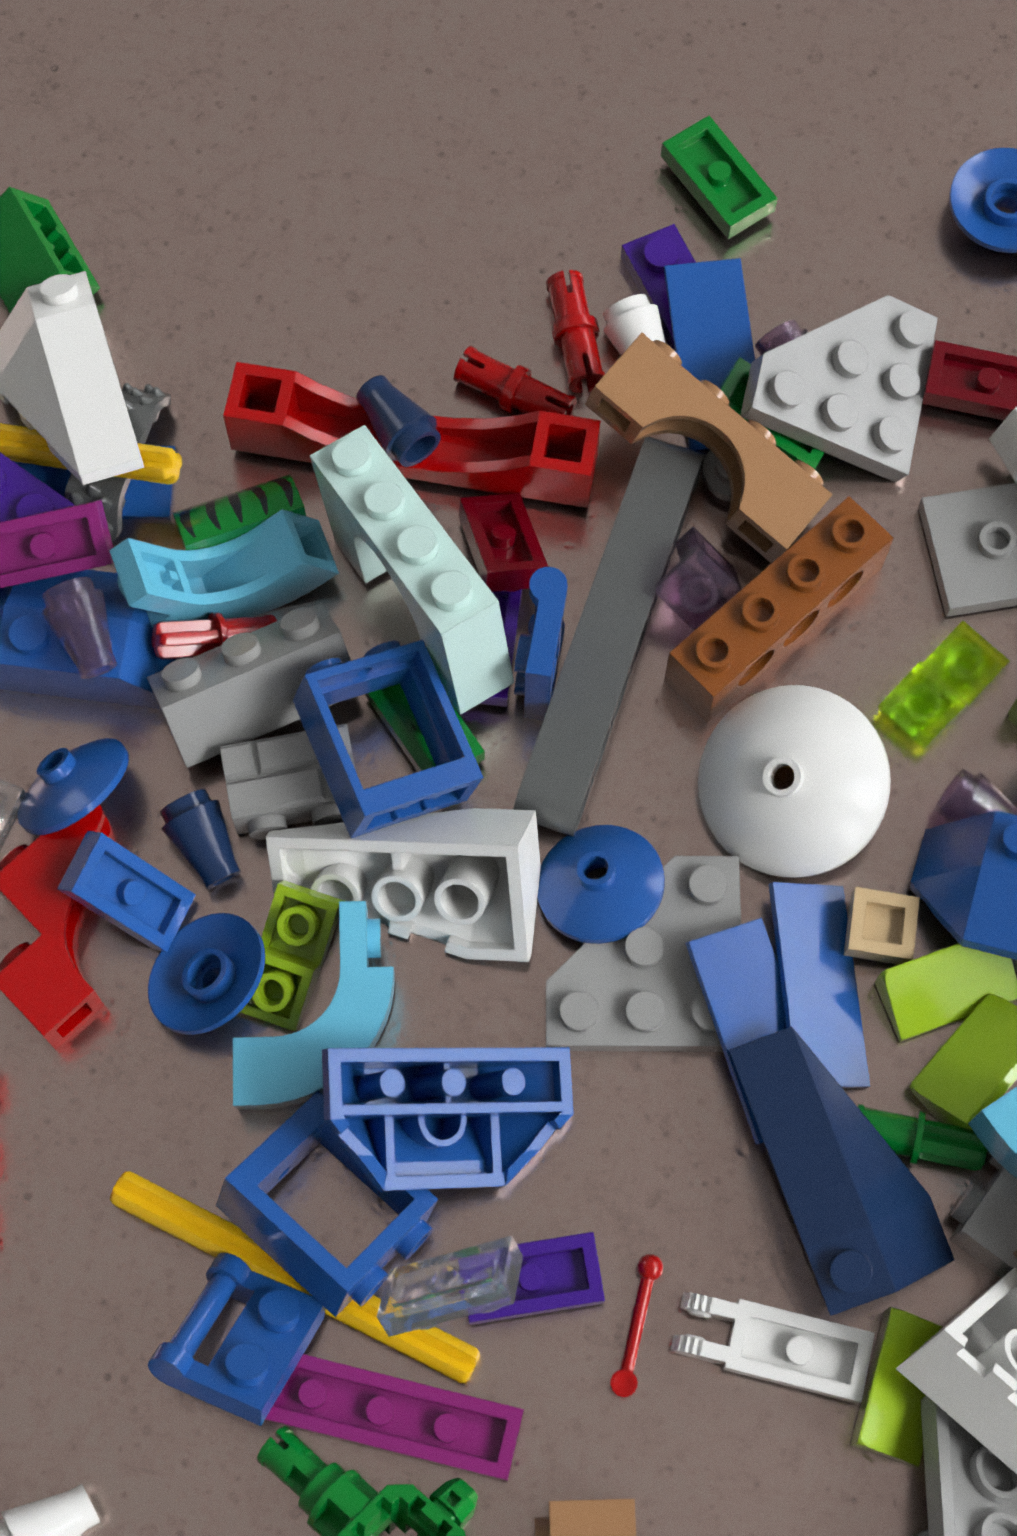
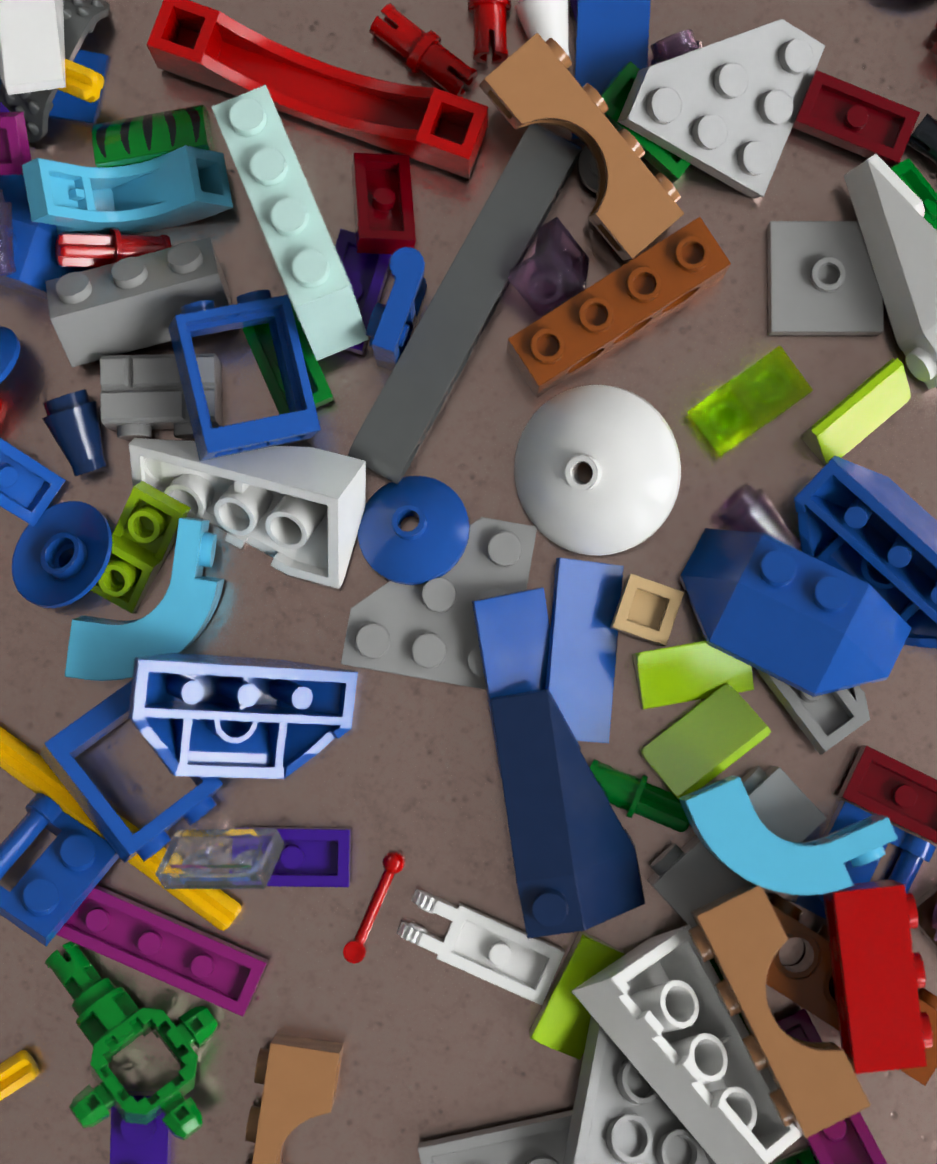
camera: 10 degrees right, 15 degrees up
(400, 424) = (307, 75): dark blue cone -> none

